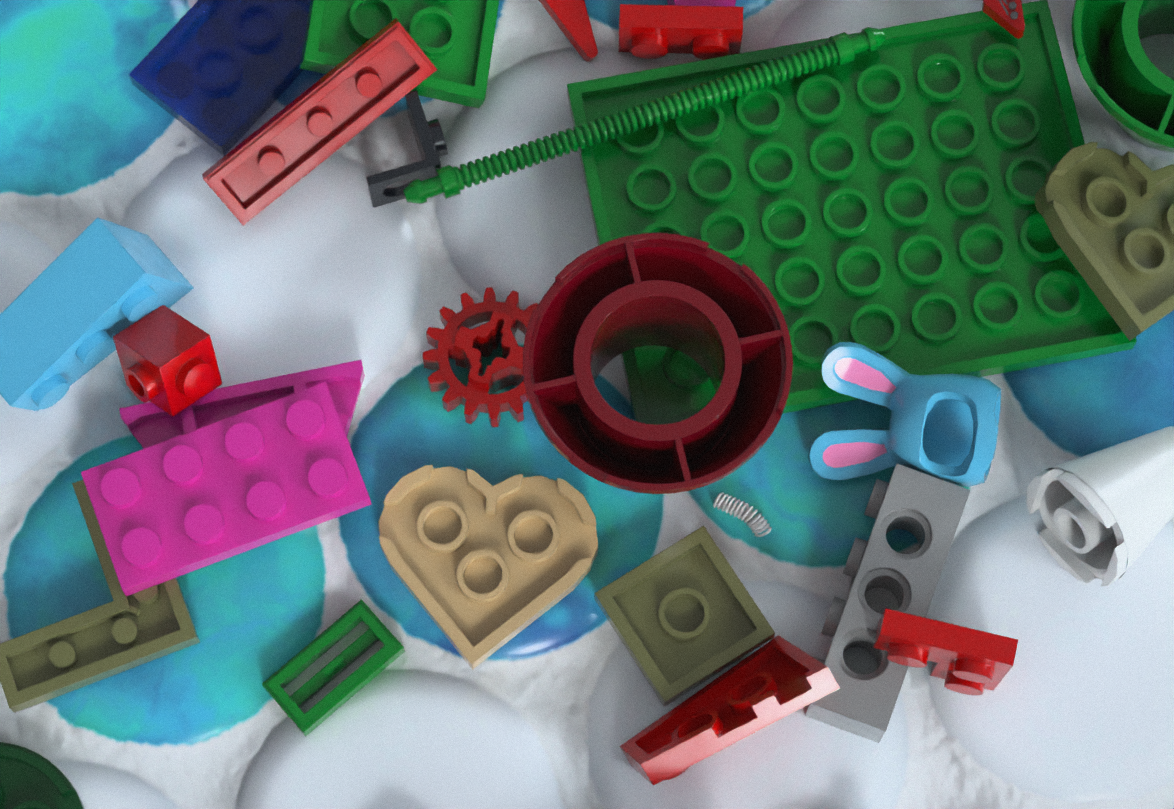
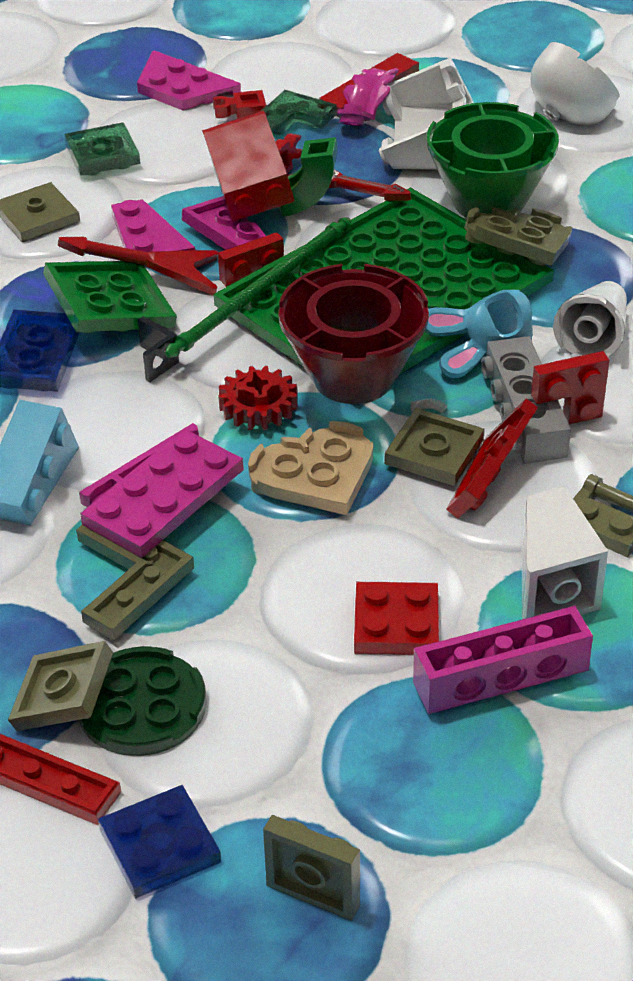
camera: 30 degrees left, 30 degrees down
(167, 360) = (93, 457): red brick -> none
(319, 122) = (101, 347): tile -> none
(351, 685) = (267, 567): green tile -> none

